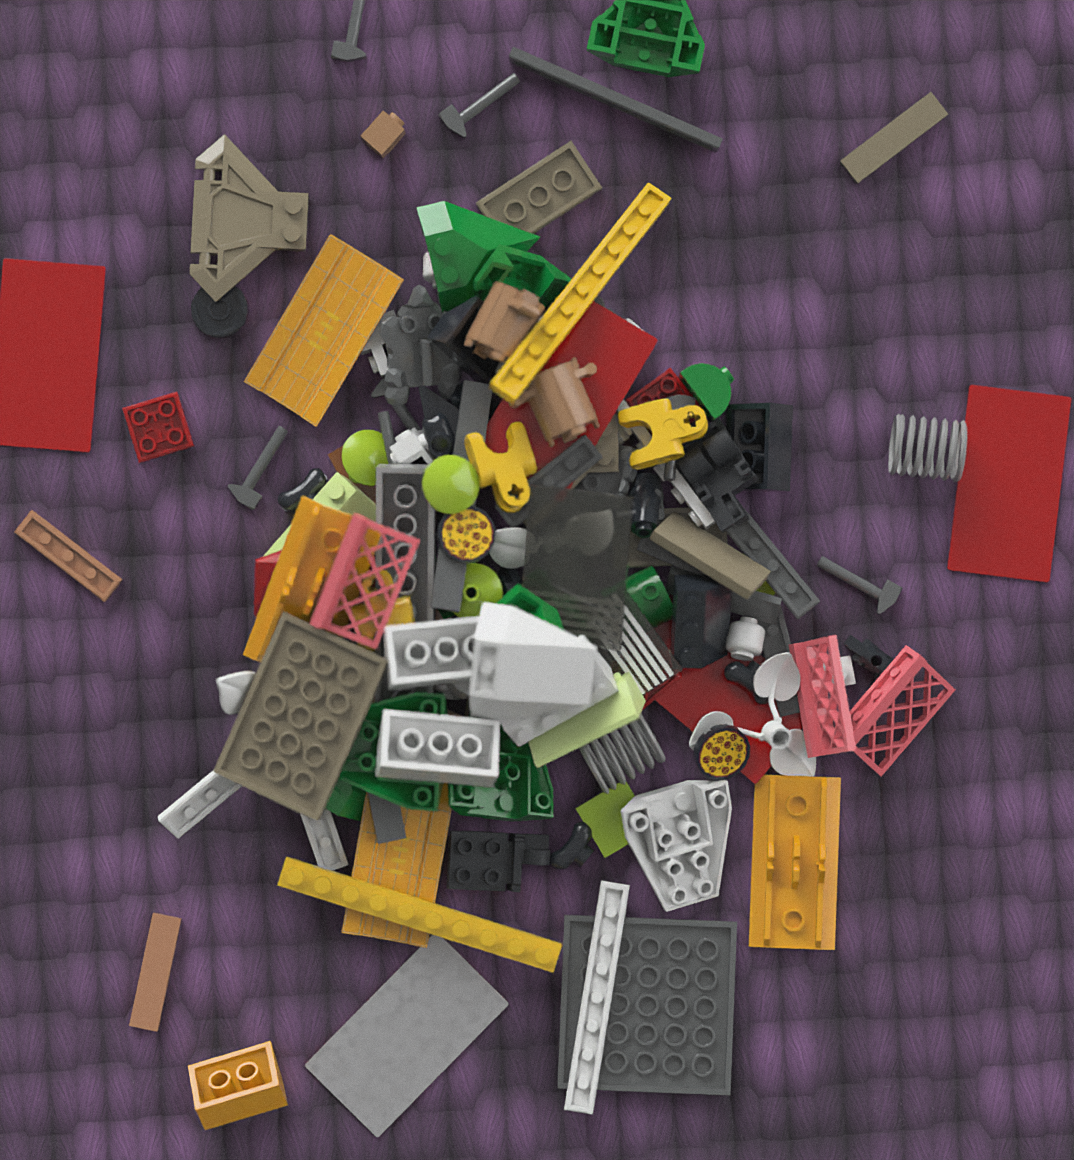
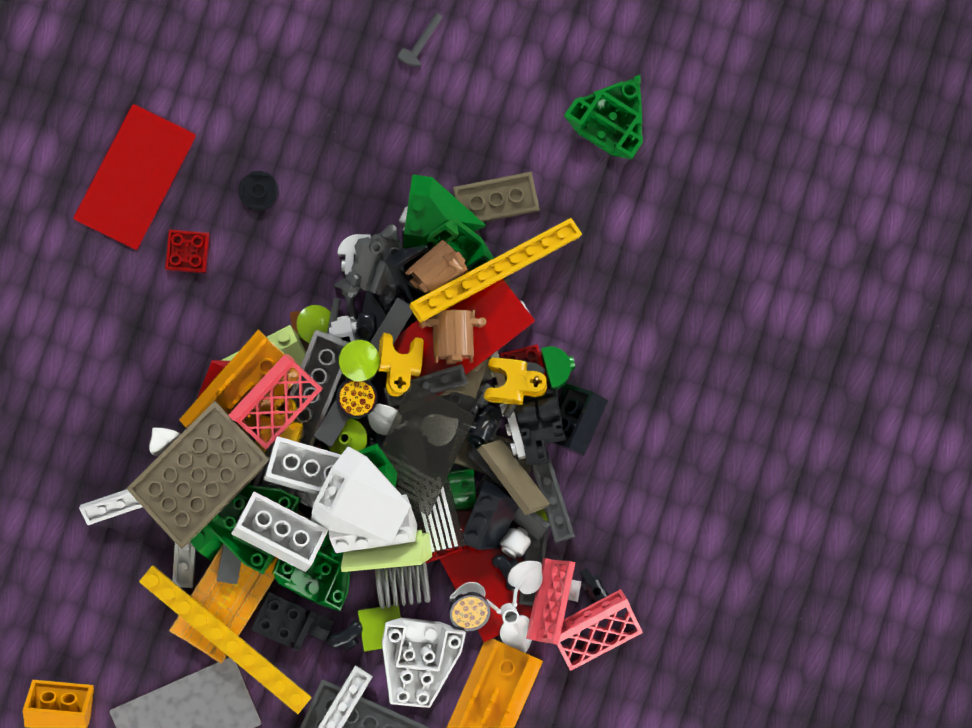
camera: 25 degrees right, 5 degrees down
(68, 556) = (94, 311): nougat tile -> none
(155, 972) = (36, 608): nougat tile -> none
(240, 219) = (295, 138): dark tan plate -> none
(245, 493) = (225, 316): dark grey piece -> none
(308, 488) = (267, 328): black piece -> none
(324, 330) = (319, 229): light orange hinge -> none
(384, 133) = (411, 119): medium nougat brick -> none
(455, 121) = (461, 130): dark grey piece -> none
(615, 99) = (570, 156): dark grey tile -> none
(885, 596) = (620, 551): dark grey piece -> none
(893, 138) = (744, 252): dark tan tile -> none
(957, 436) = (704, 473): light grey piece -> none
(1009, 483) = (732, 509): red piece -> none

